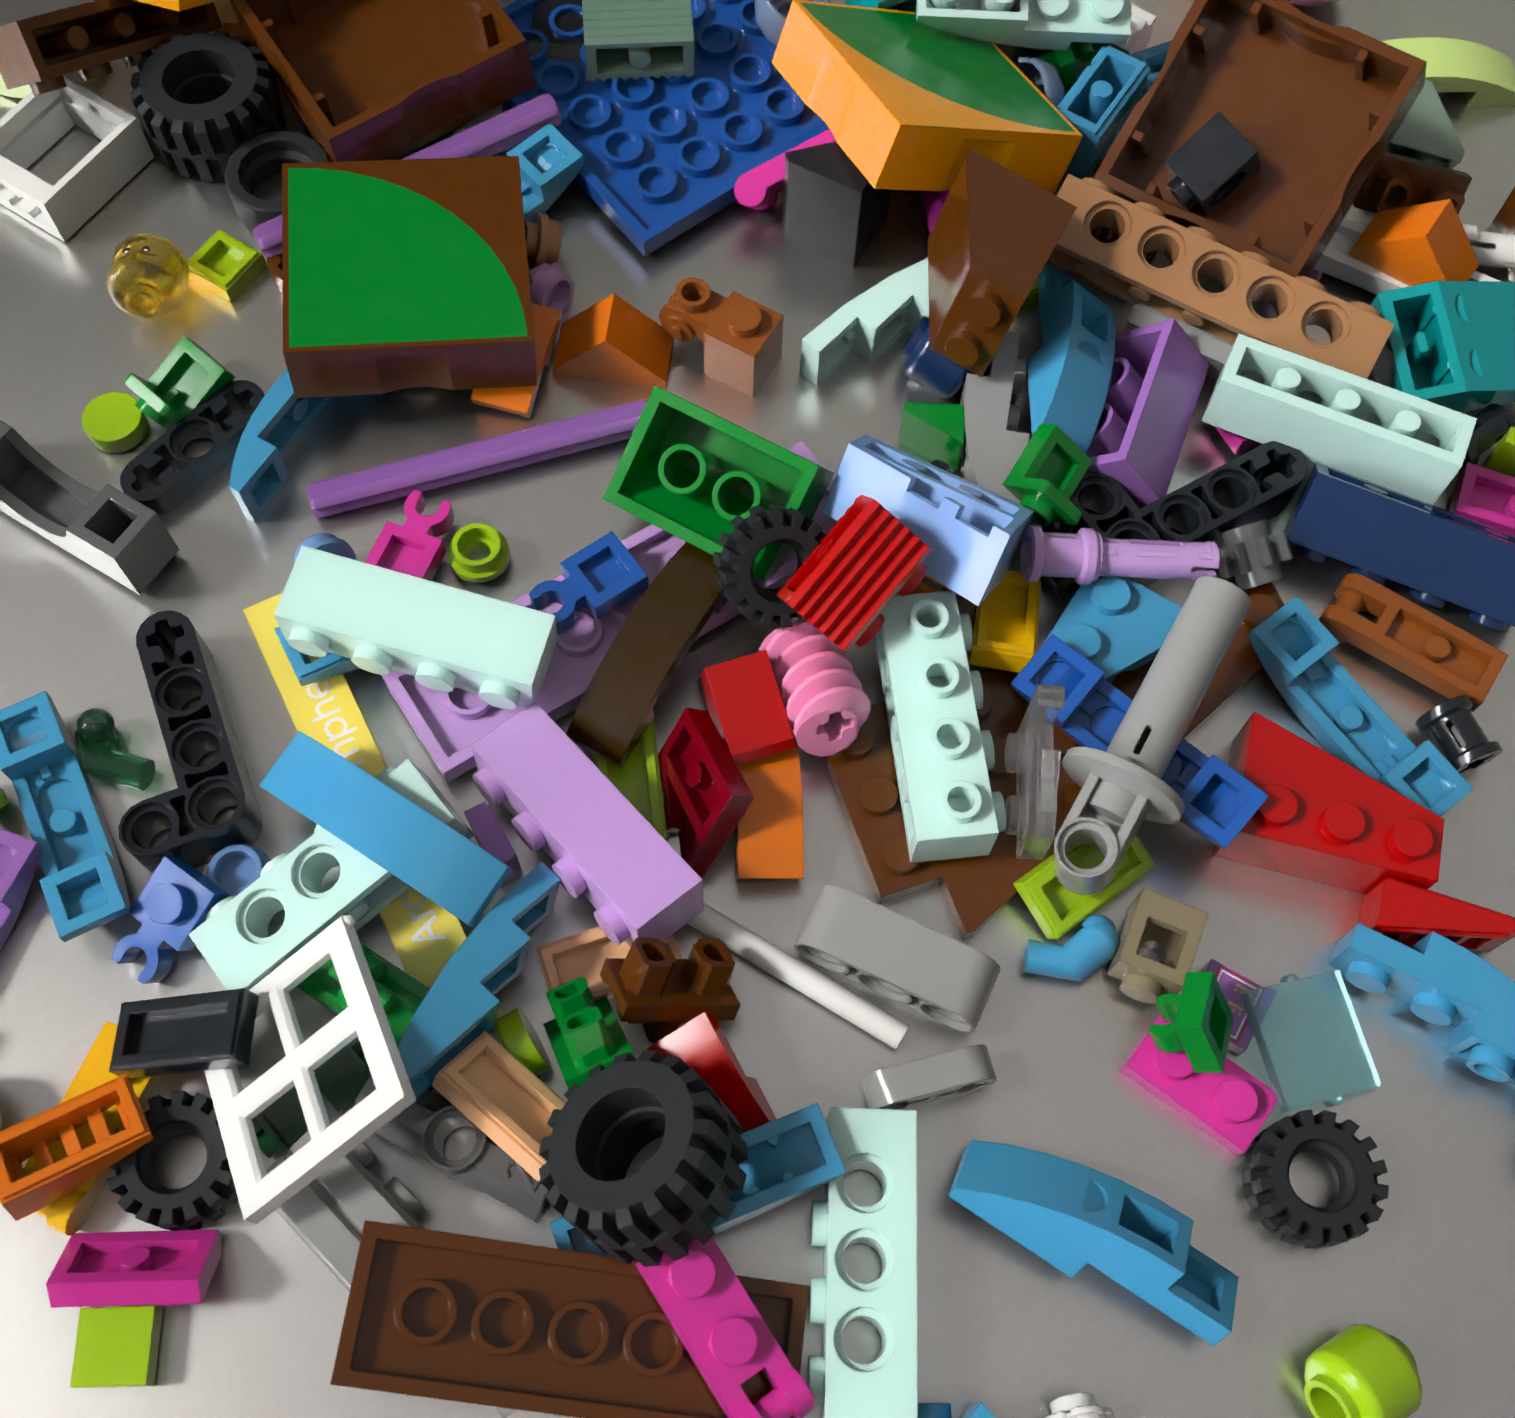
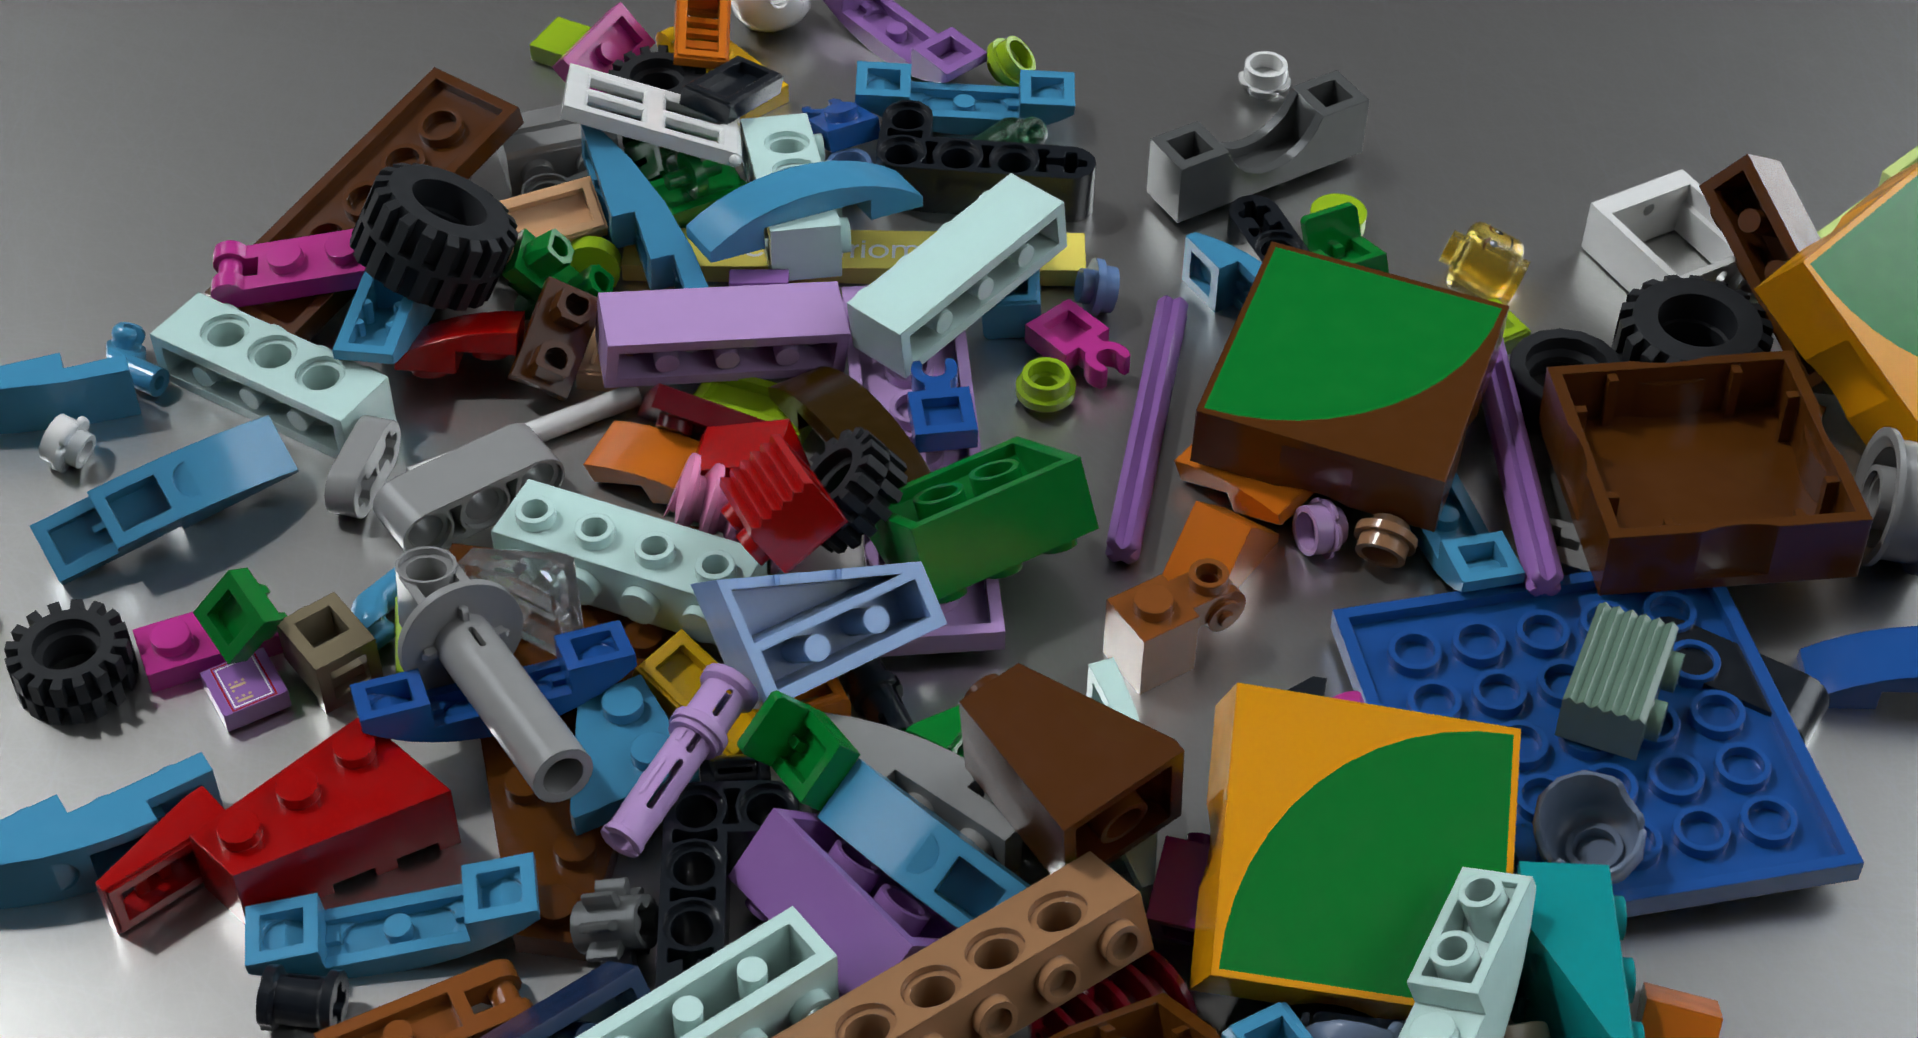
camera: 120 degrees right, 20 degrees down
(1310, 1040) = (164, 718): clear light blue piece -> none

